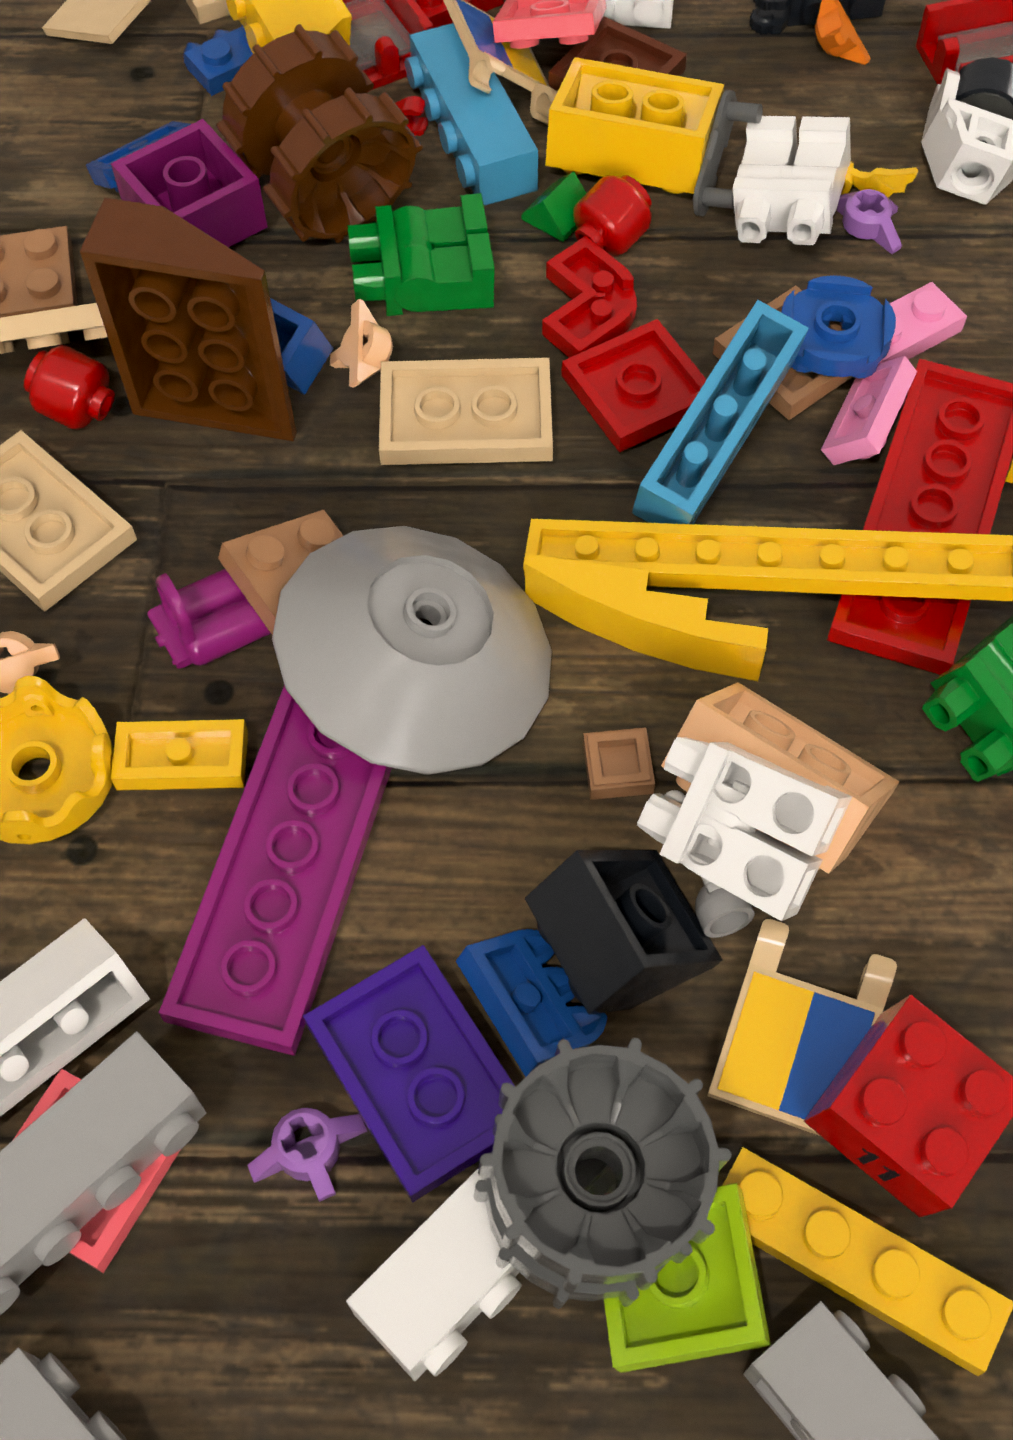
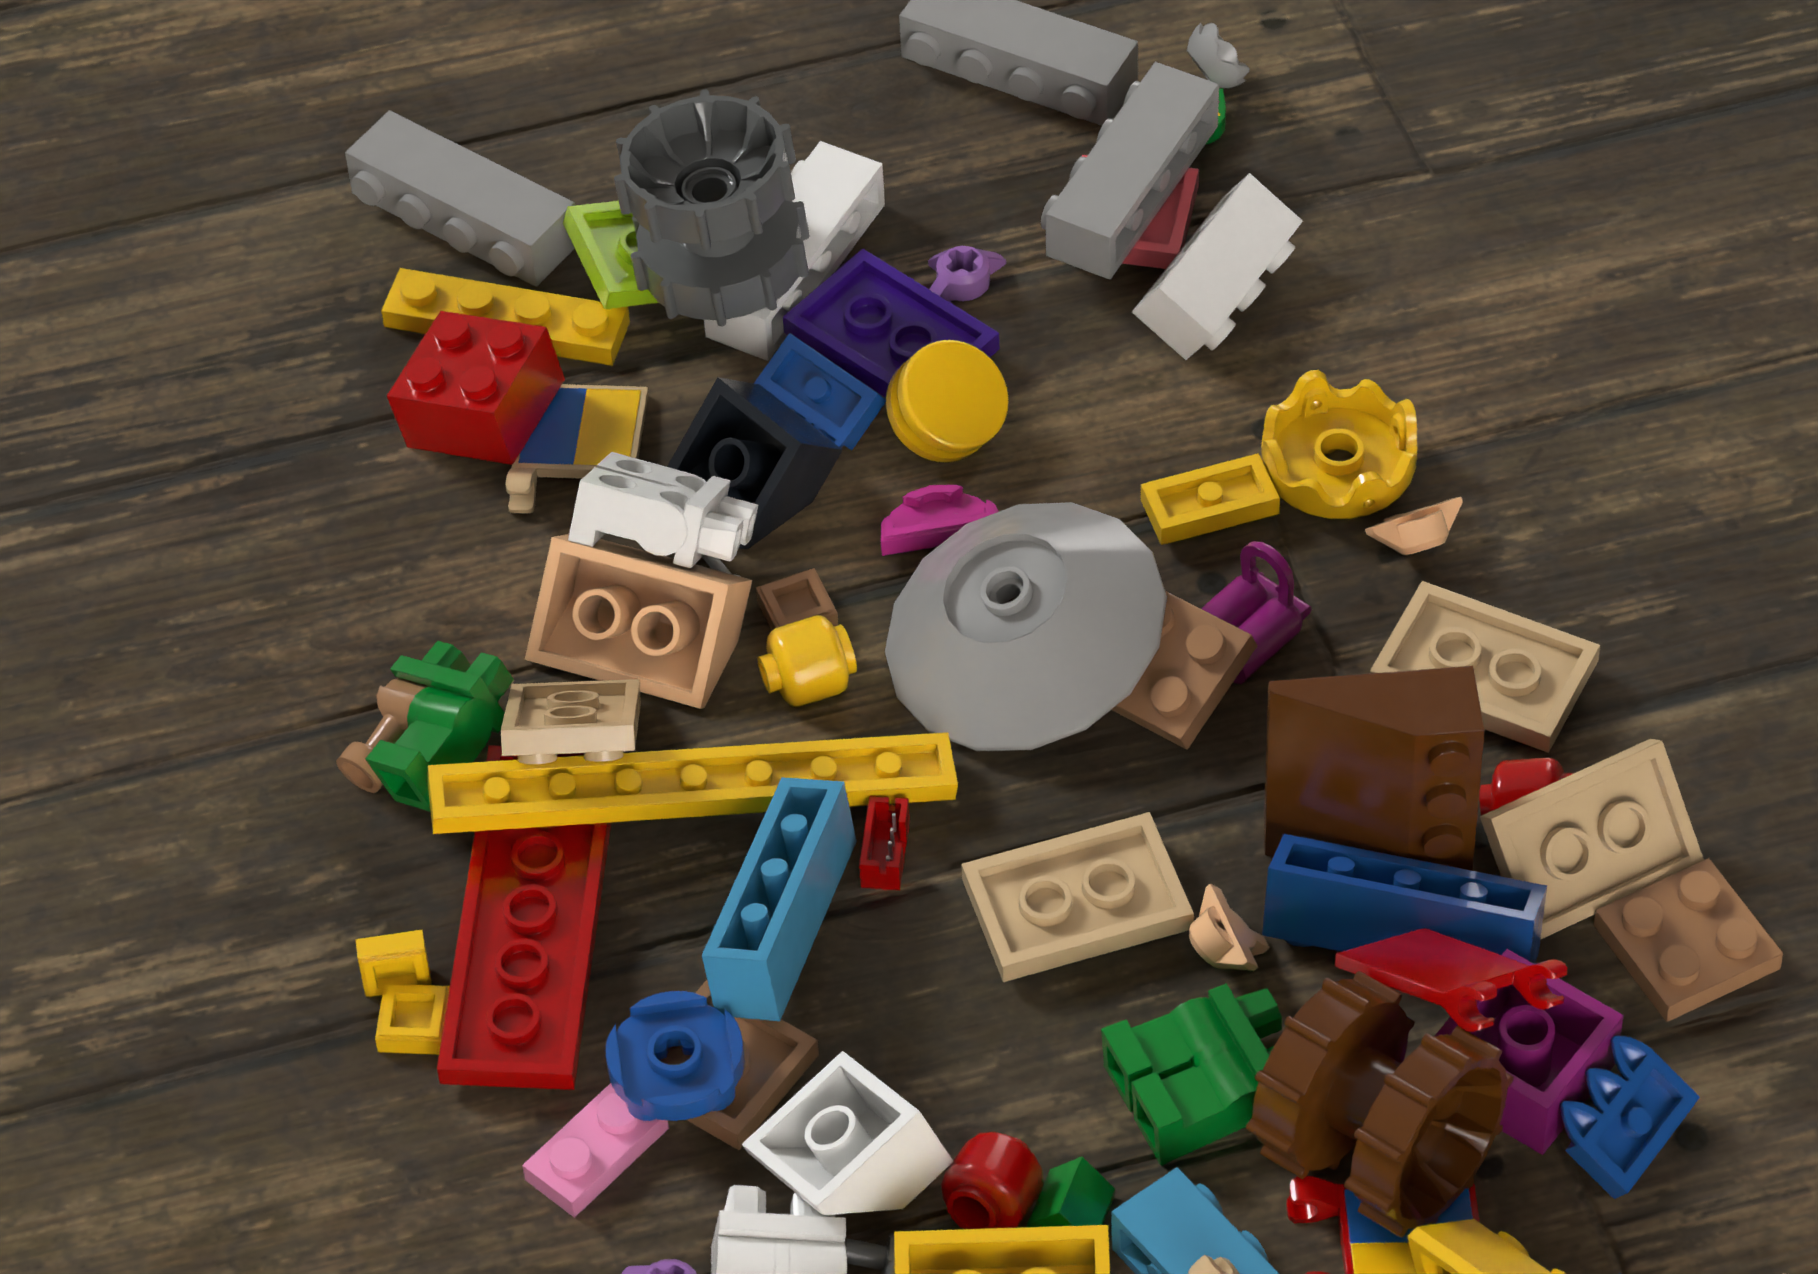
camera: 165 degrees right, 10 degrees down
(230, 184) = (1452, 973): none -> red flag
(277, 888) = (1067, 409): magenta plate -> none
(395, 921) = (947, 401): none -> yellow head
(452, 811) = (930, 518): none -> dark pink plate
(600, 294) = (966, 1068): red plate -> none
(613, 493) = (884, 843): none -> red piece
(619, 608) = (798, 712): yellow slope -> none
(628, 682) = (807, 661): none -> yellow head
(635, 384) = (892, 977): red plate -> none
(716, 233) = (849, 1143): none -> white slope
(869, 412) = (618, 979): bright pink plate -> none
(875, 633) = (571, 718): none -> tan plate

